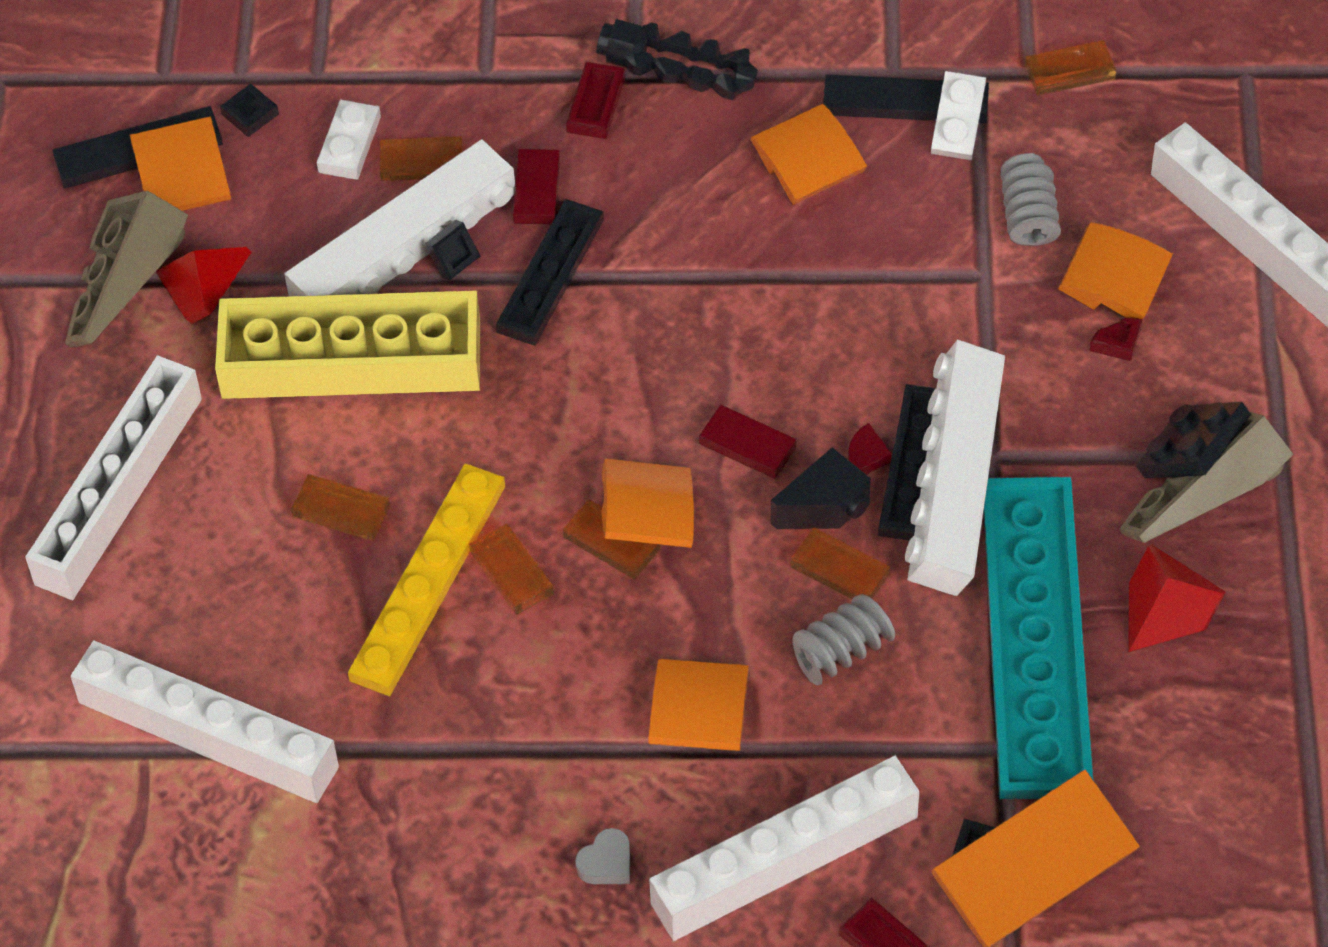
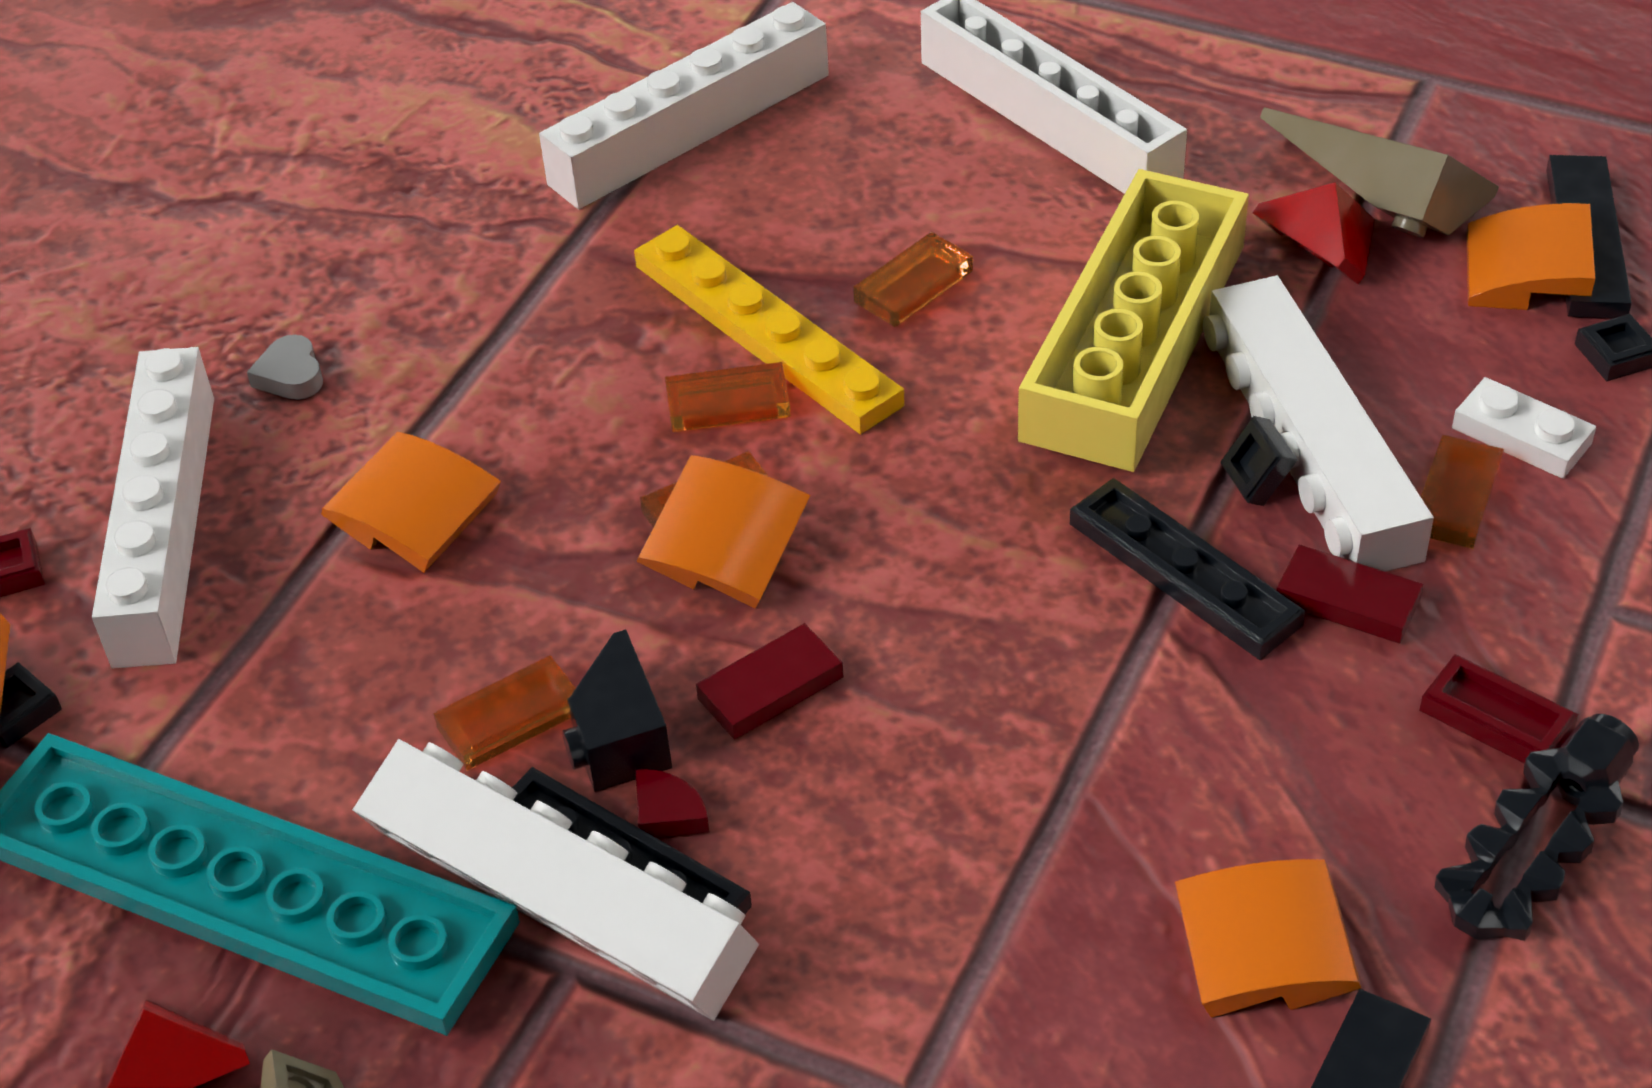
camera: 115 degrees right, 10 degrees down
(840, 634) = (383, 653): light grey piece -> none

